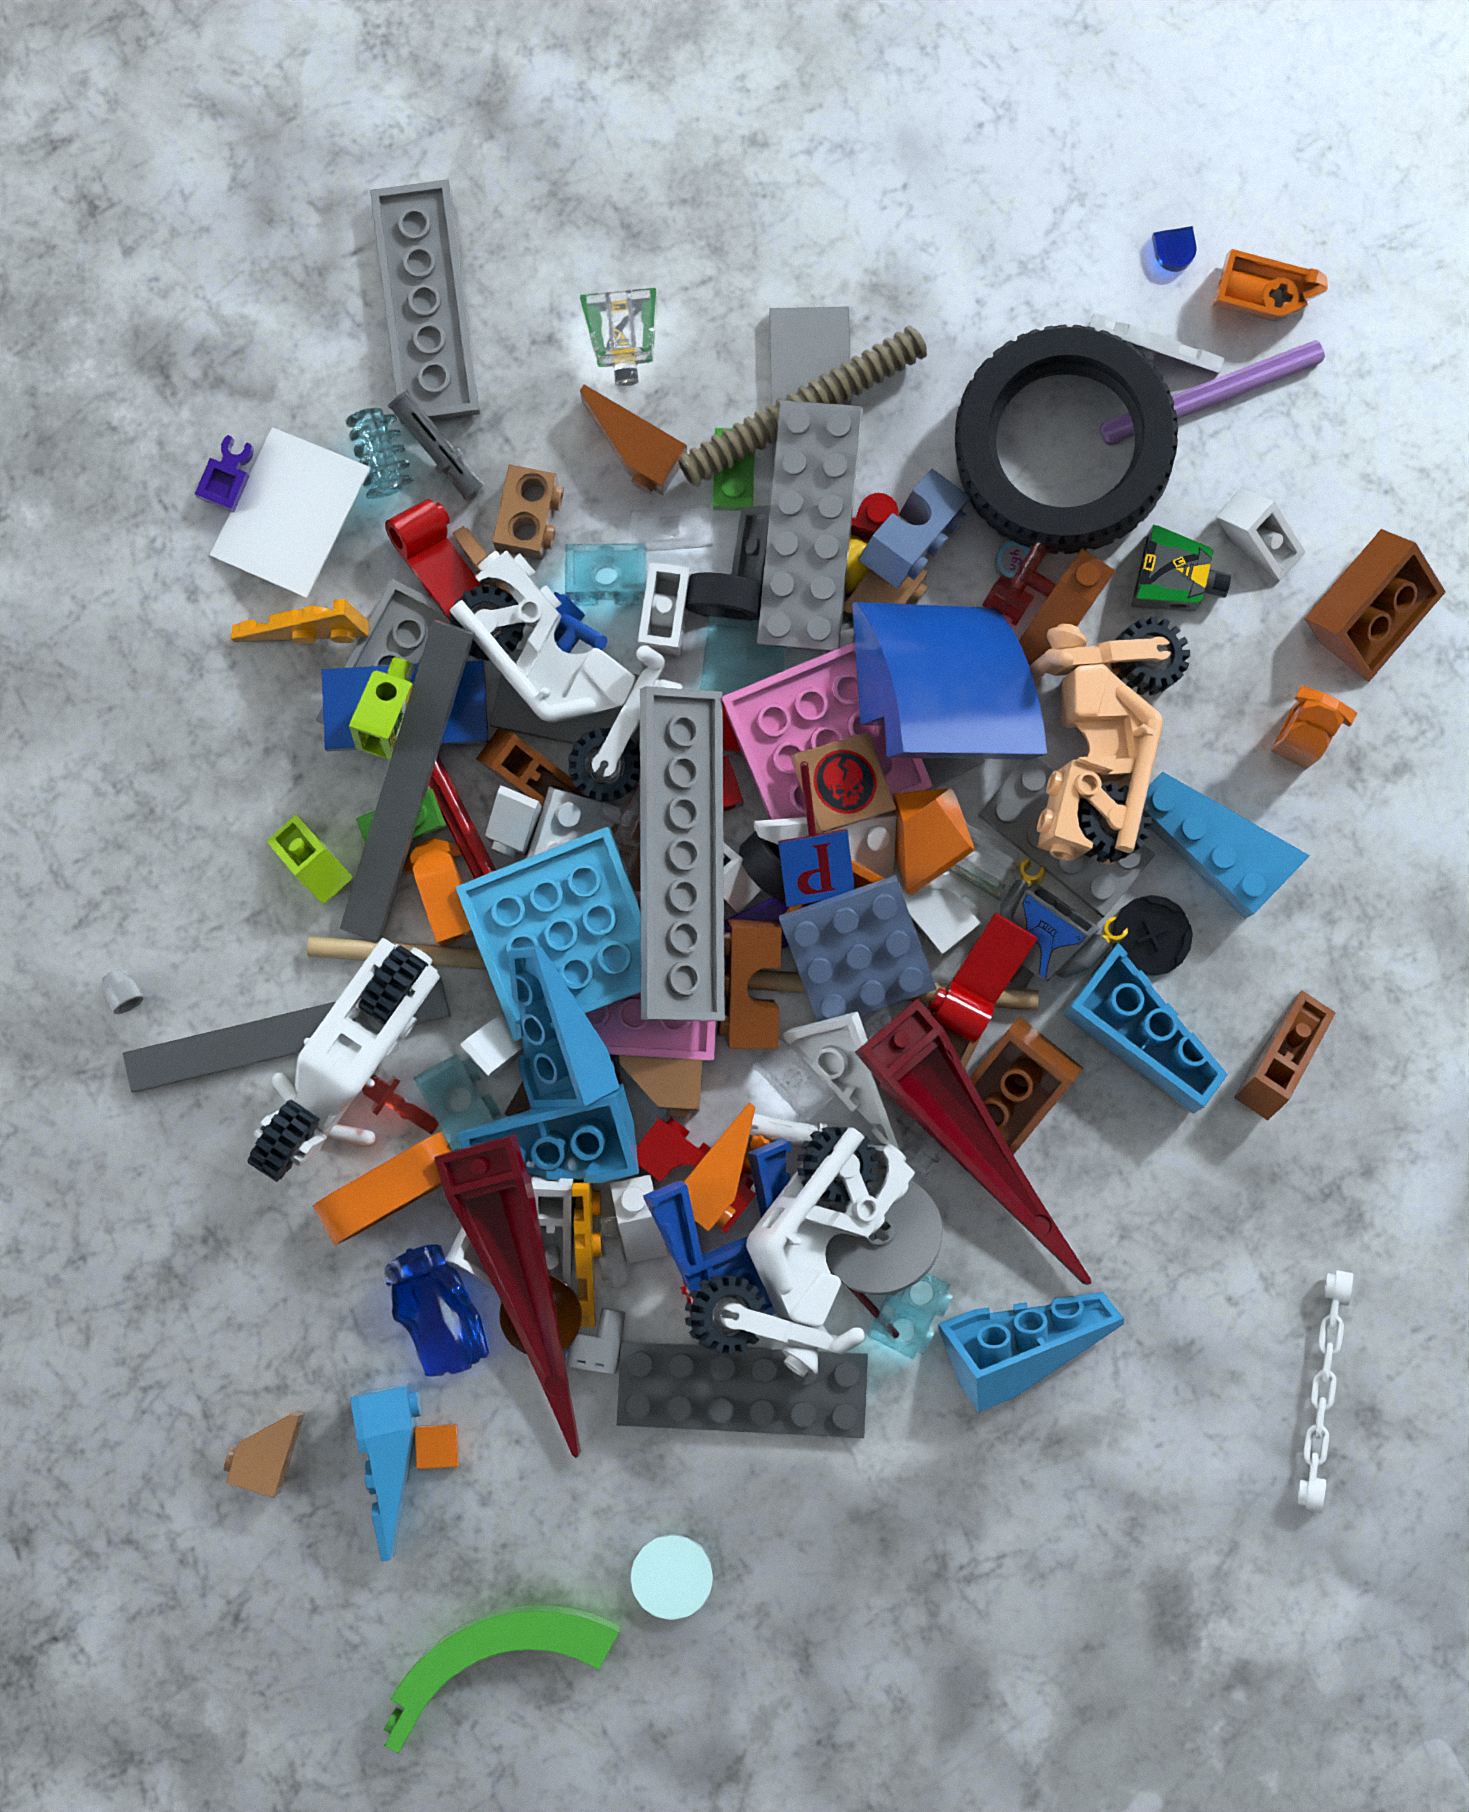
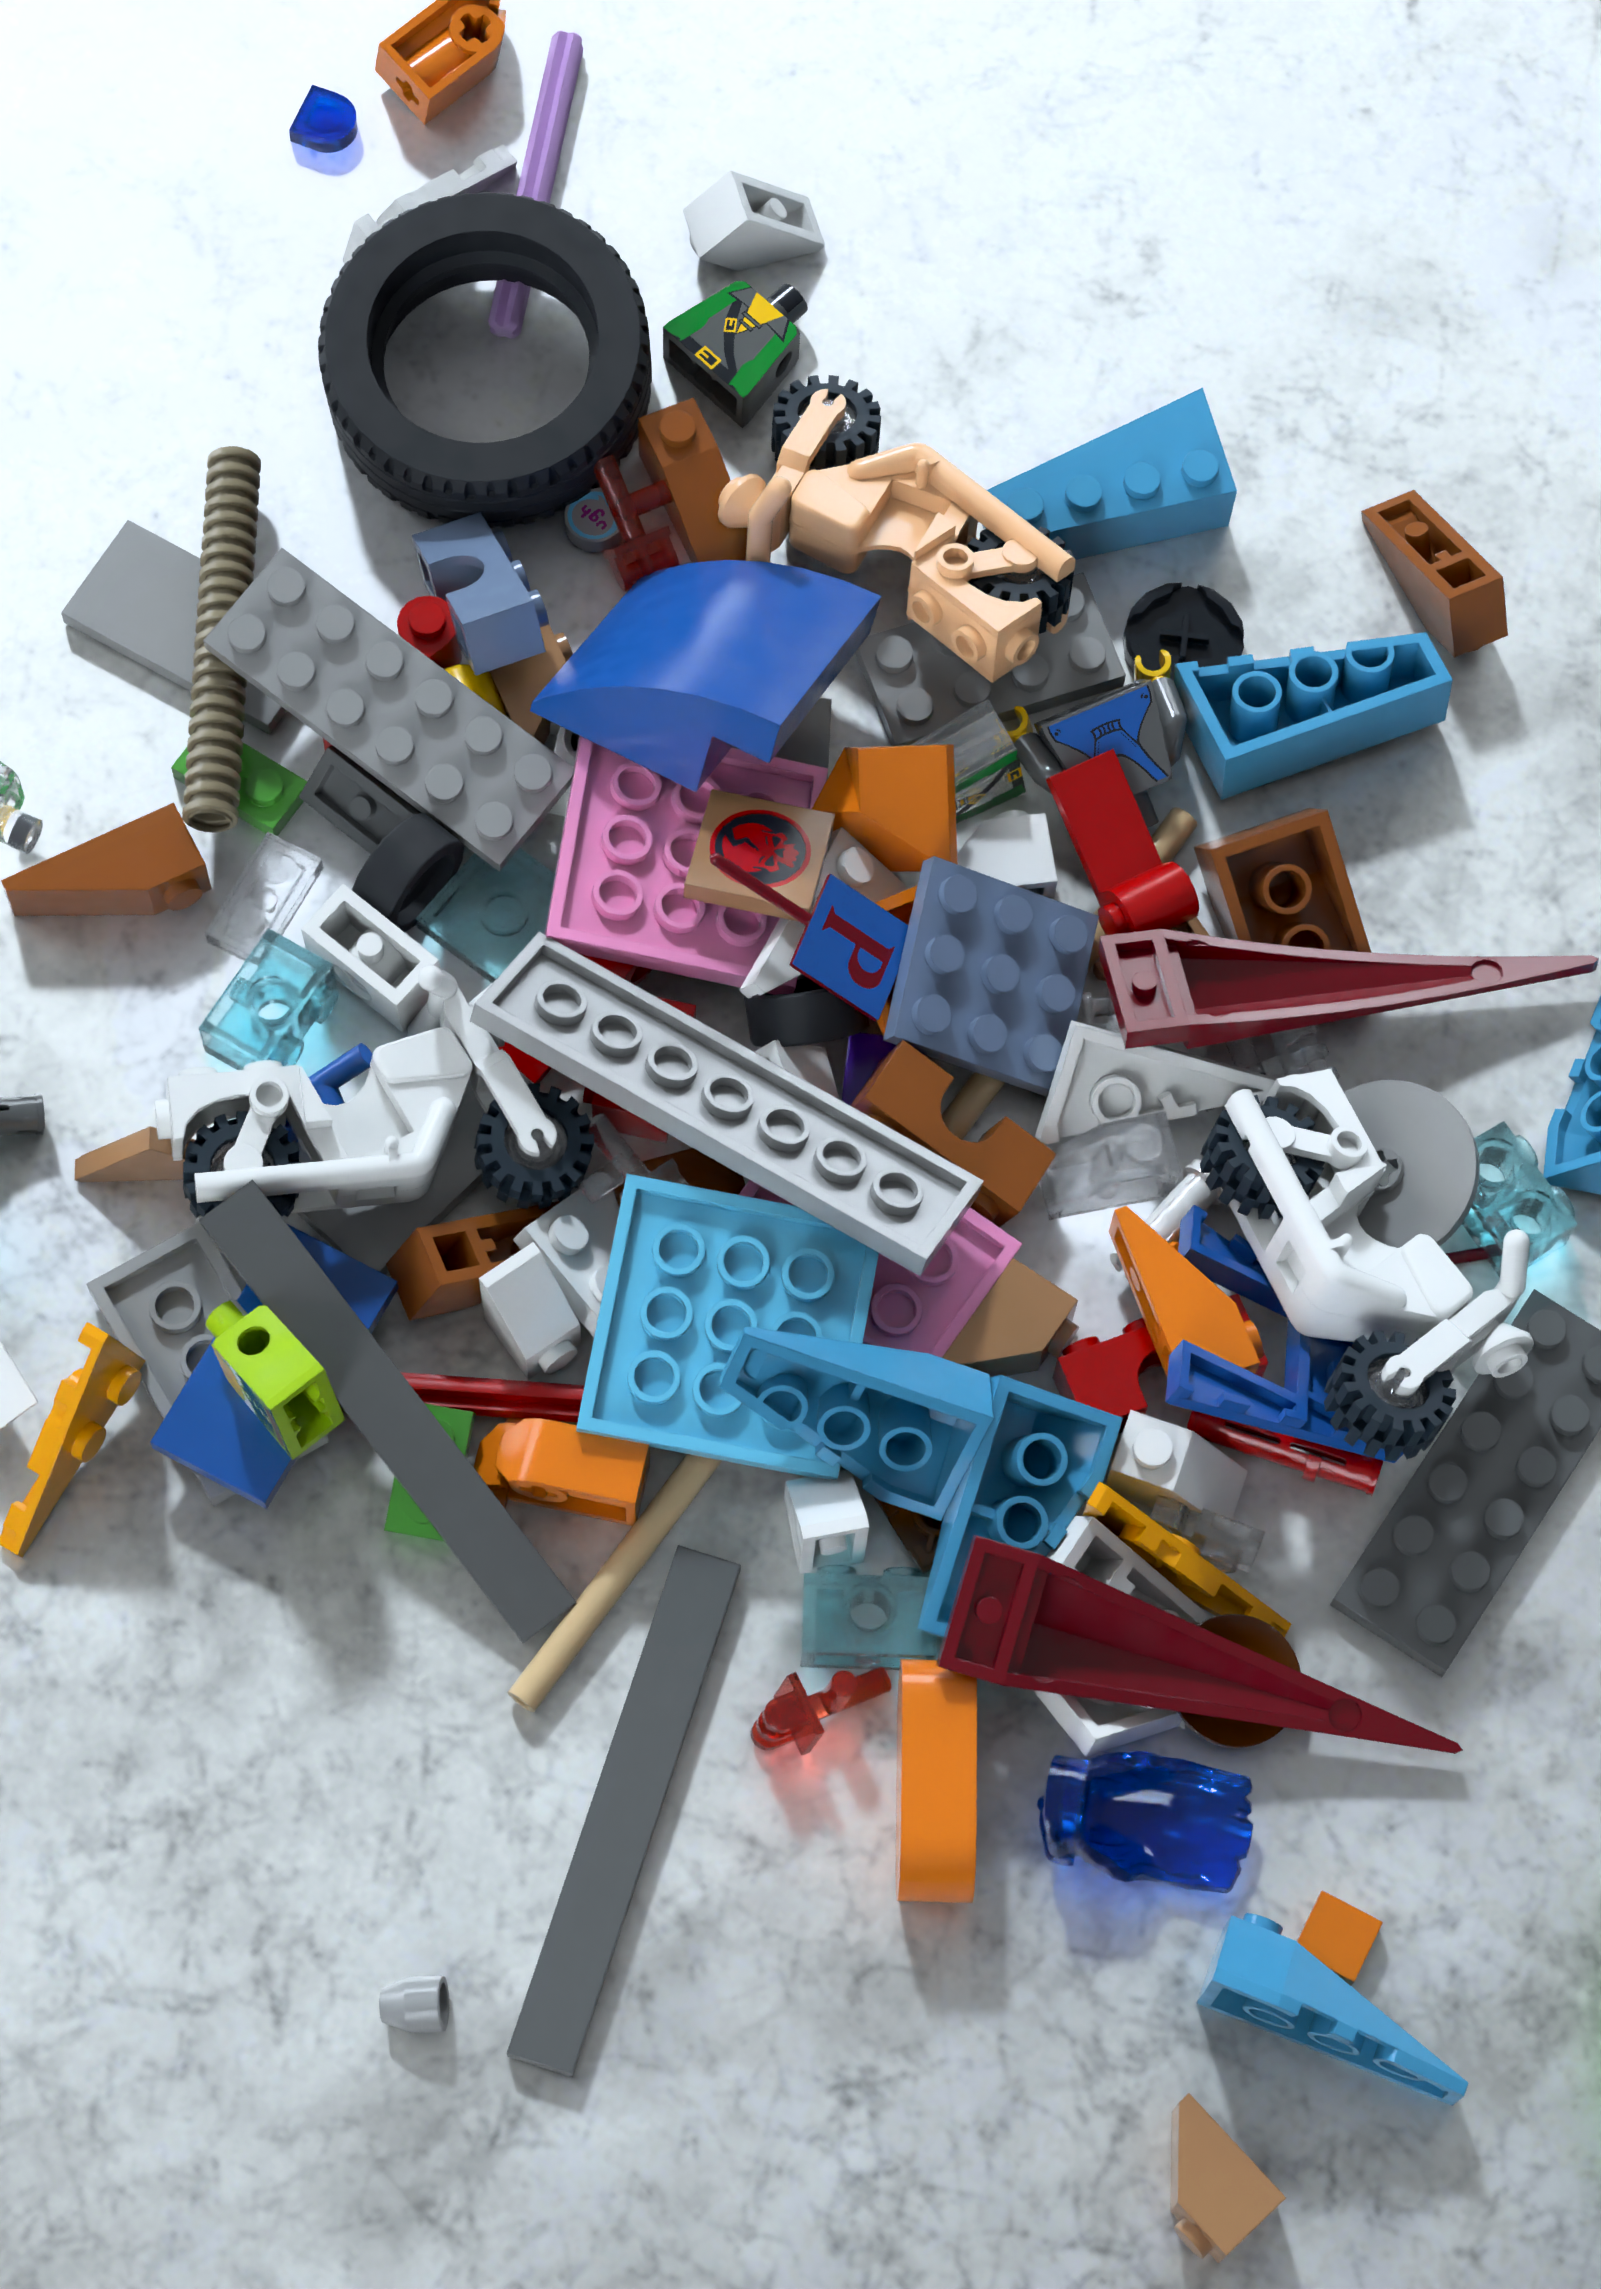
camera: 65 degrees left, 15 degrees down
(309, 859) = (400, 1622): lime slope -> none
(343, 1058) = (726, 1704): white piece -> none
(423, 544) = (59, 1220): red door -> none
(517, 511) = (107, 1068): medium nougat brick -> none
(600, 1351) = (1330, 1632): light grey piece -> none
(1311, 726) = (1040, 296): orange piece -> none
(1376, 603) = (926, 152): dark orange slope -> none

